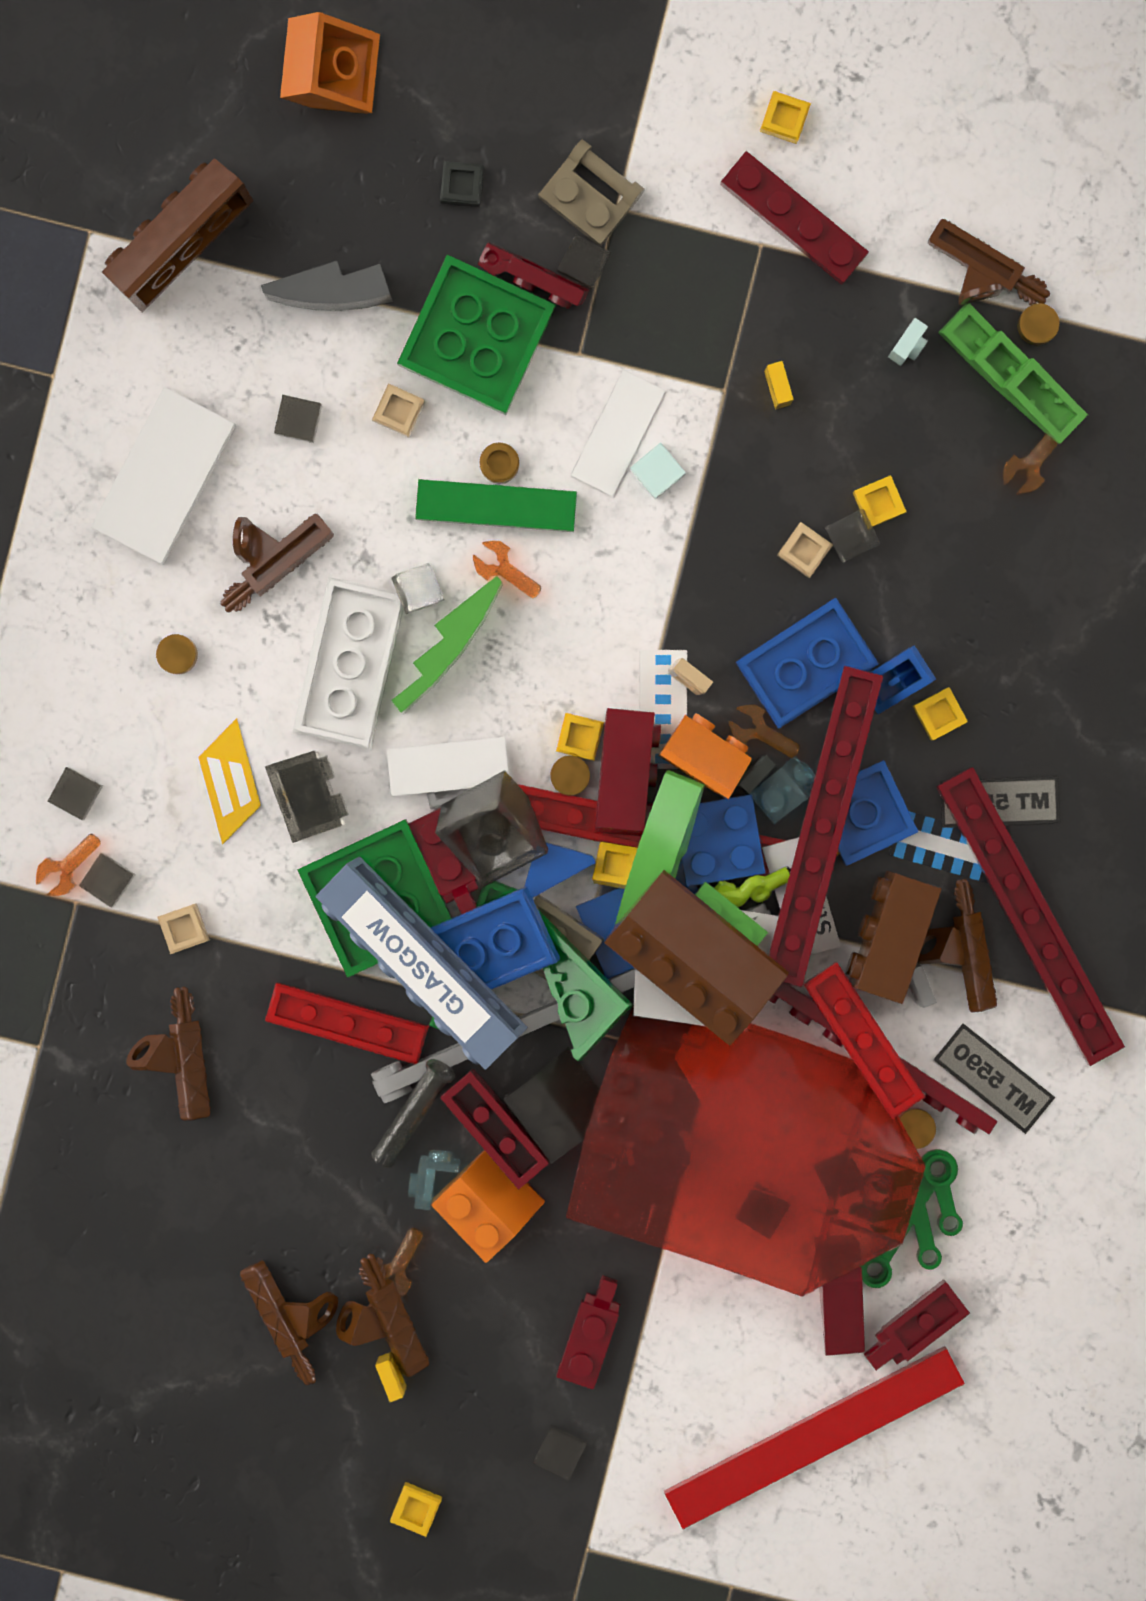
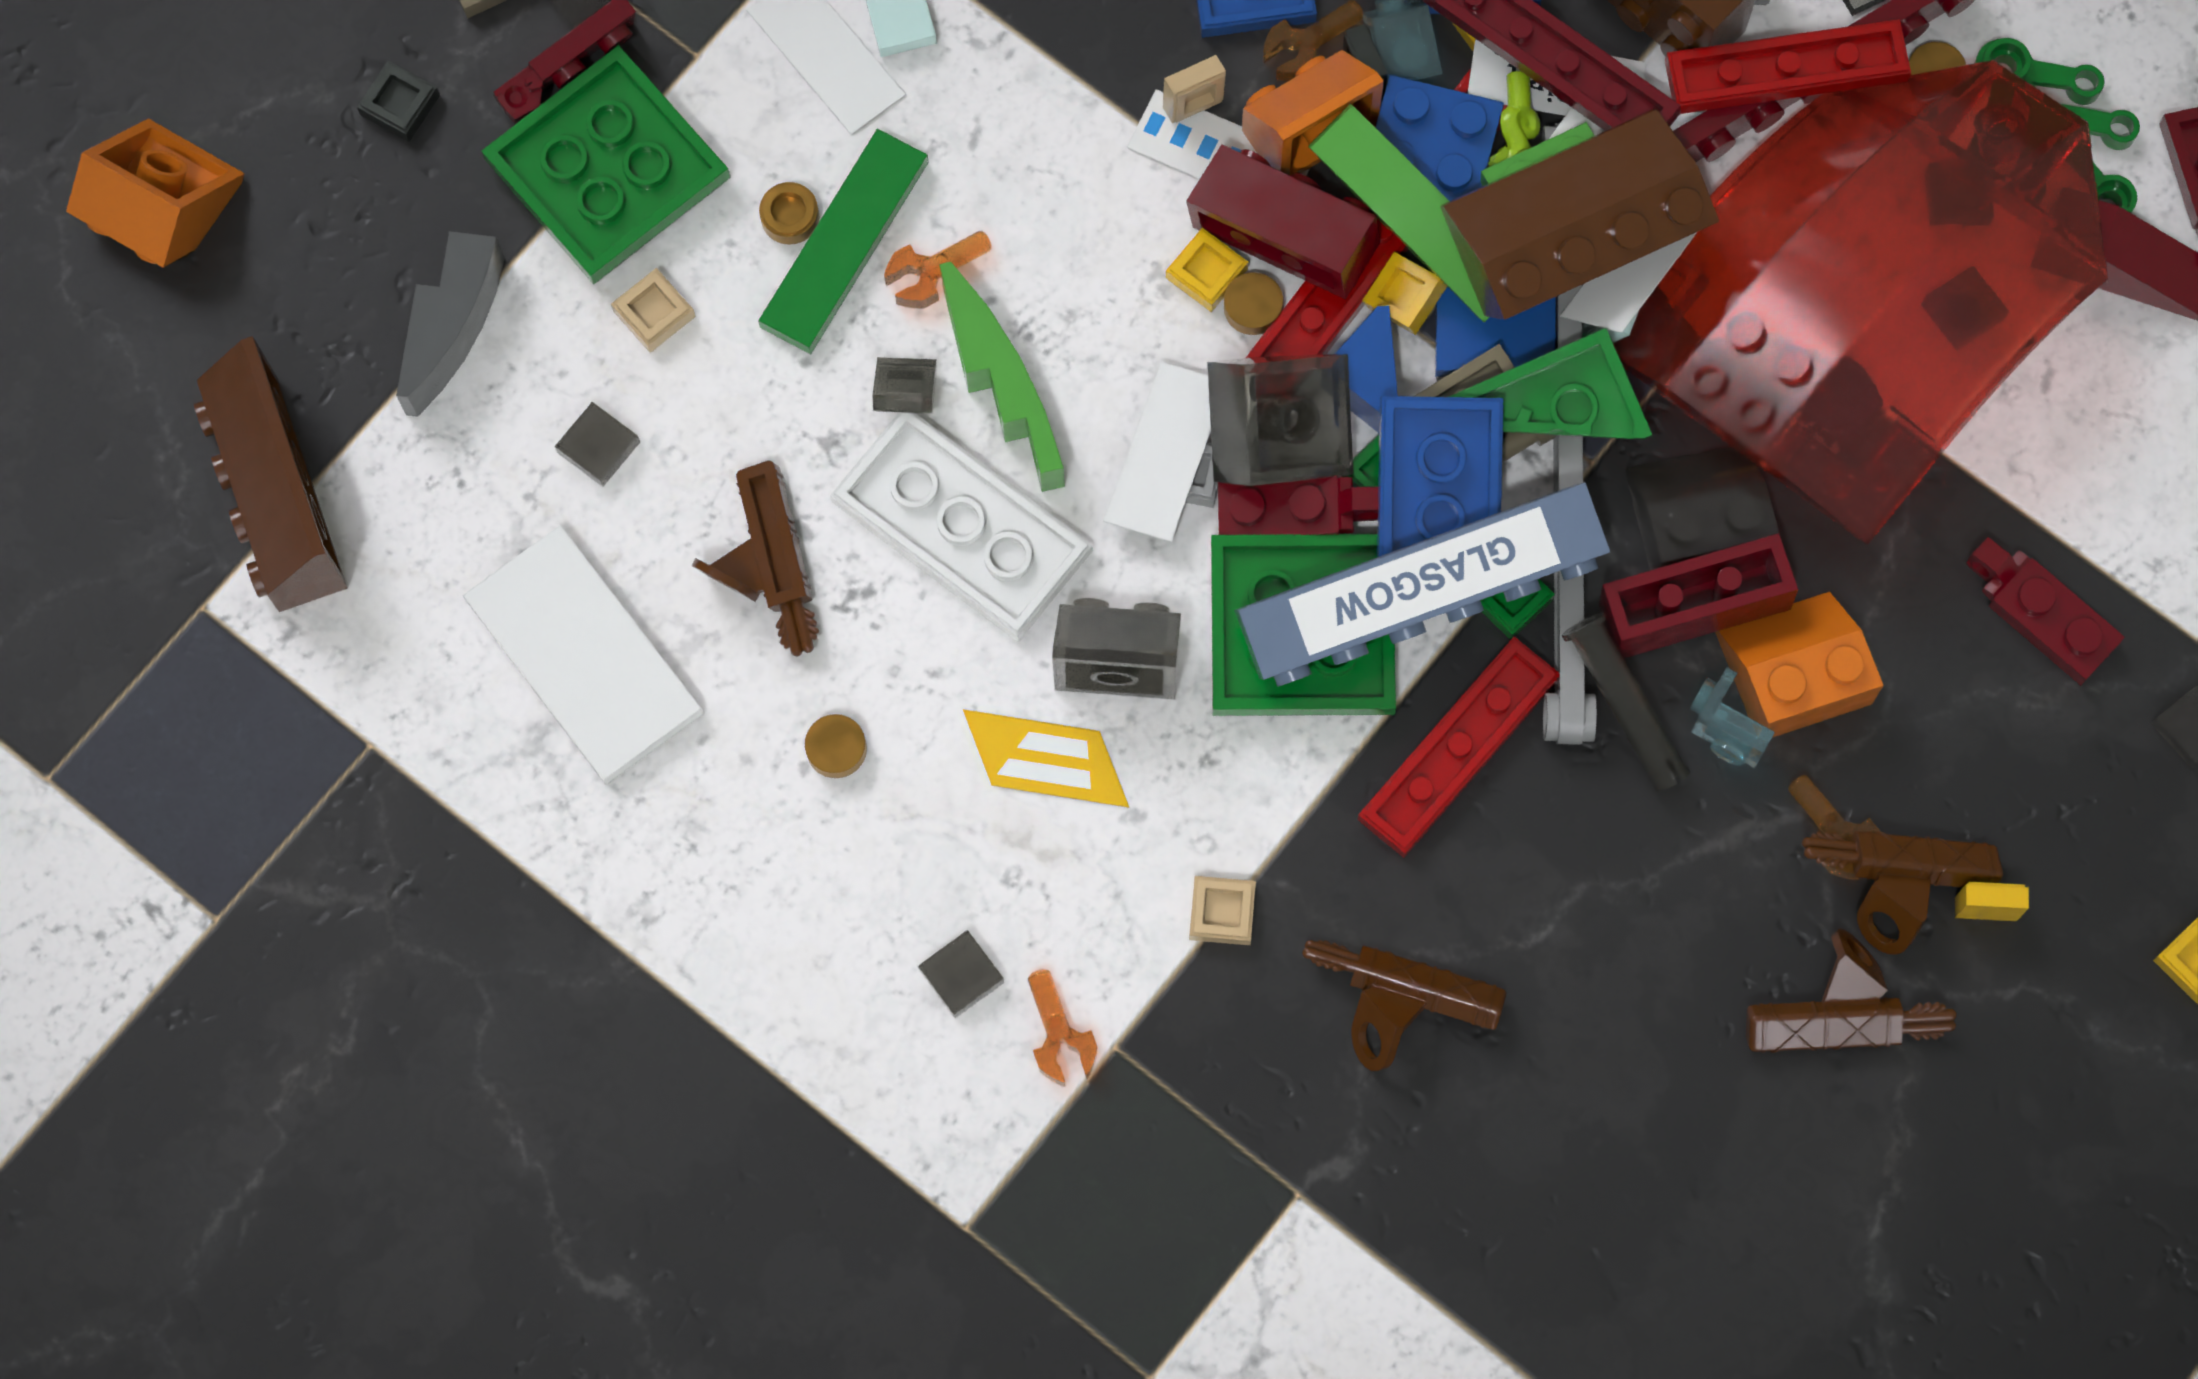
camera: 60 degrees left, 15 degrees down
(107, 880) = (1104, 984): clear smoke tile -> none

